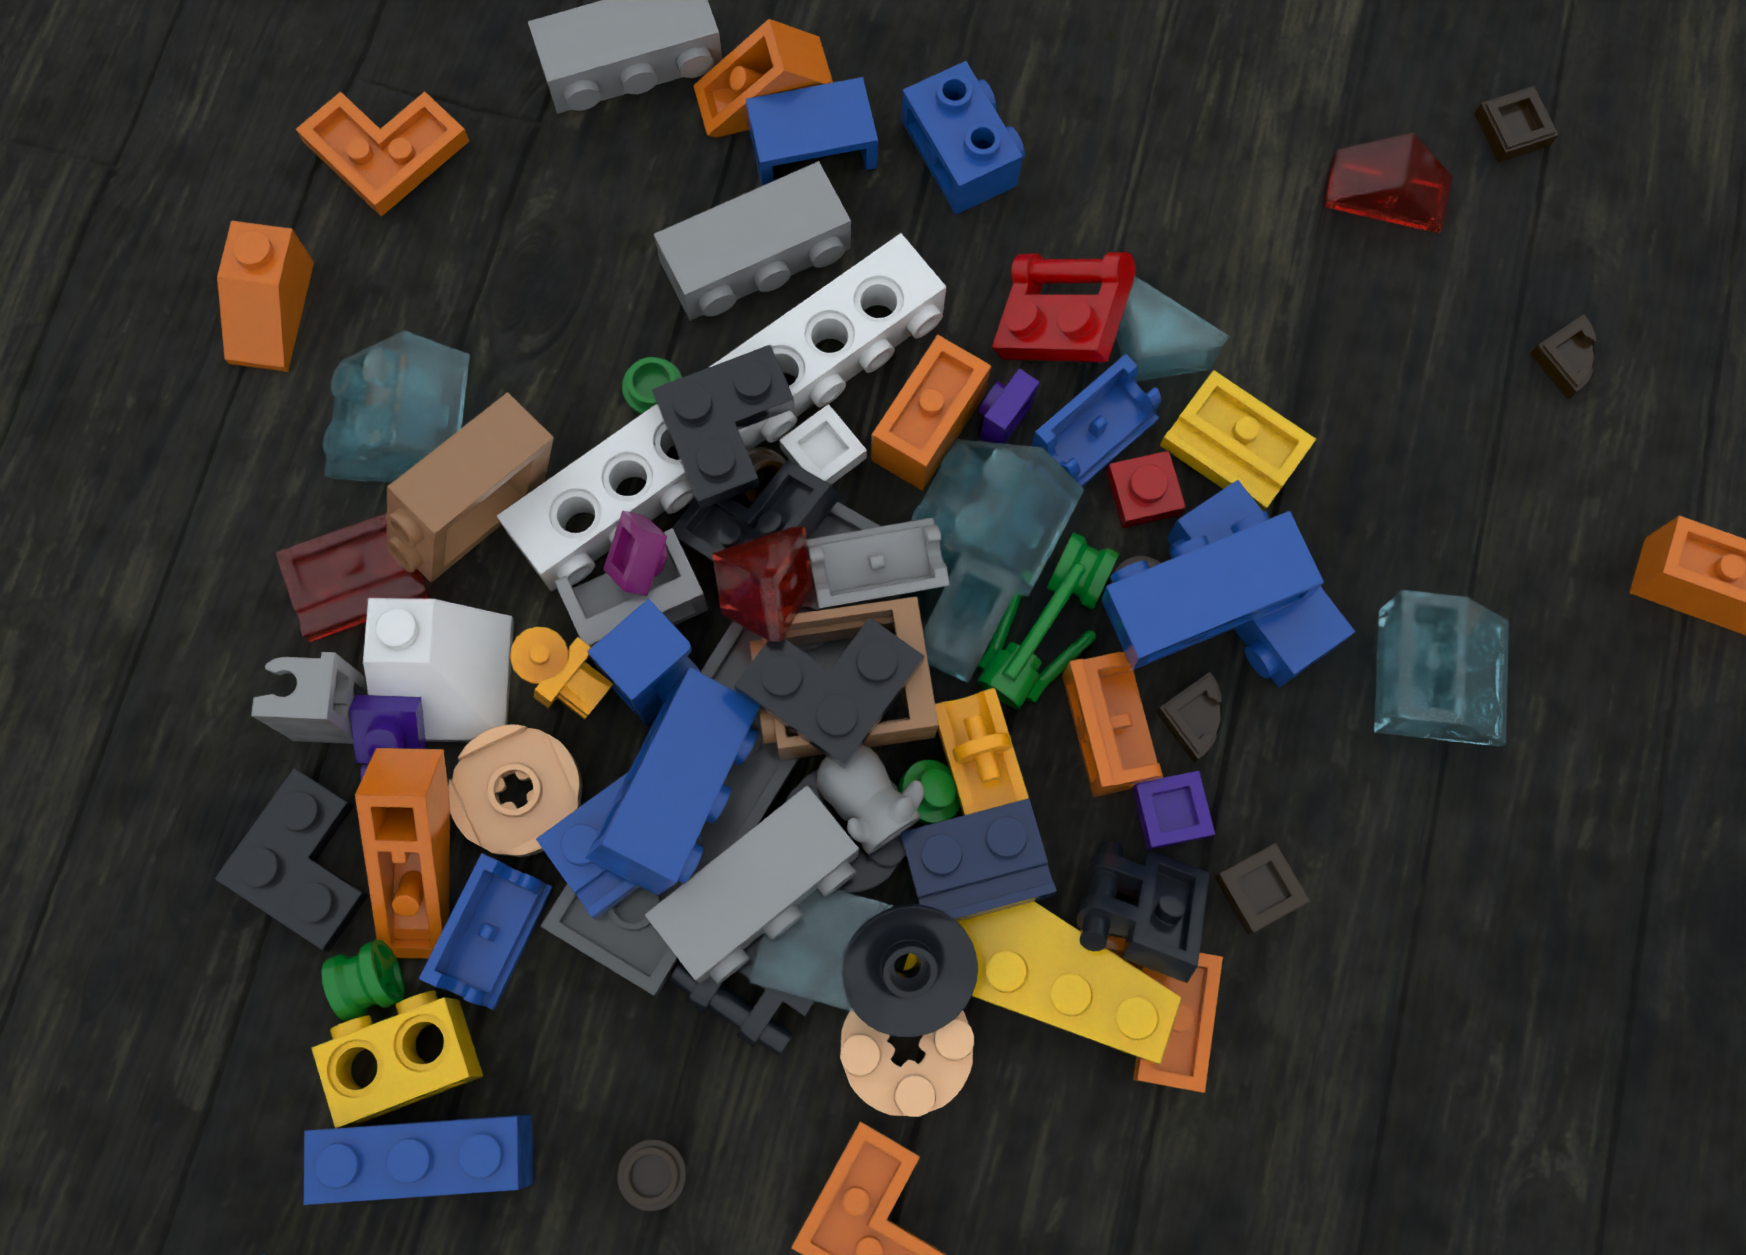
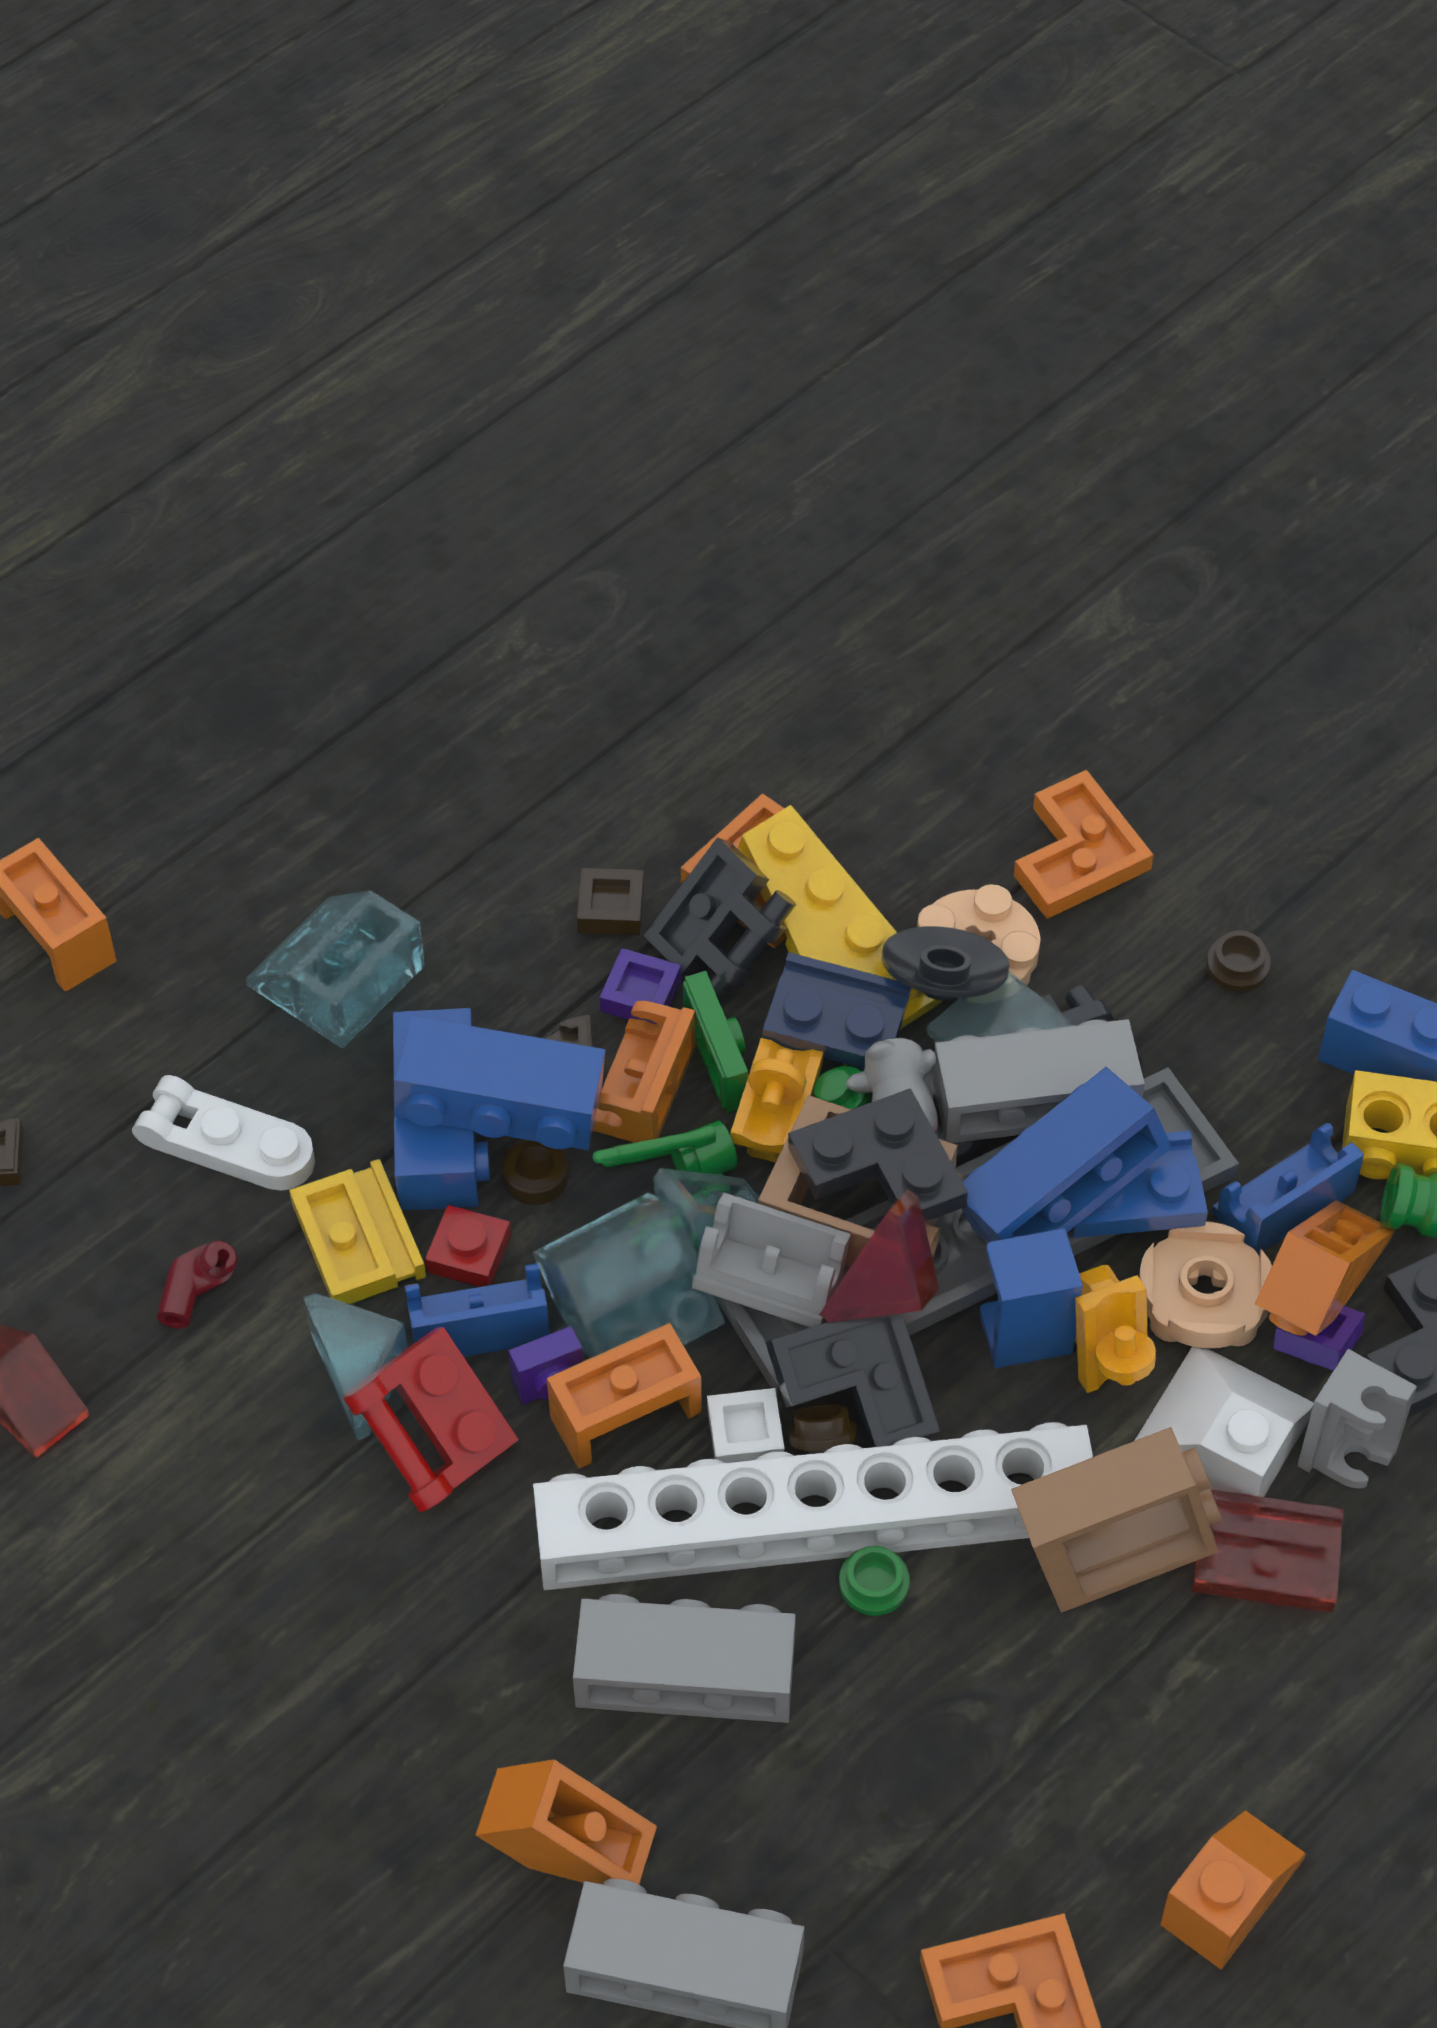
camera: 145 degrees left, 20 degrees down
(386, 724) = (1293, 1381): dark purple plate -> none
(393, 407) = (1151, 1679): clear light blue slope -> none
(602, 604) = (1005, 1383): light grey panel -> none
(636, 553) = (987, 1393): magenta plate -> none
(708, 411) = (836, 1479): black plate -> none
(811, 125) = (541, 1722): blue panel -> none
(962, 136) = (399, 1653): blue brick -> none
(1070, 790) = (717, 1041): none -> green plate
(1097, 569) = (578, 1193): green wheel -> none
(1337, 337) = (193, 1276): none -> dark red arm
(1406, 475) = (226, 1136): none -> white plate

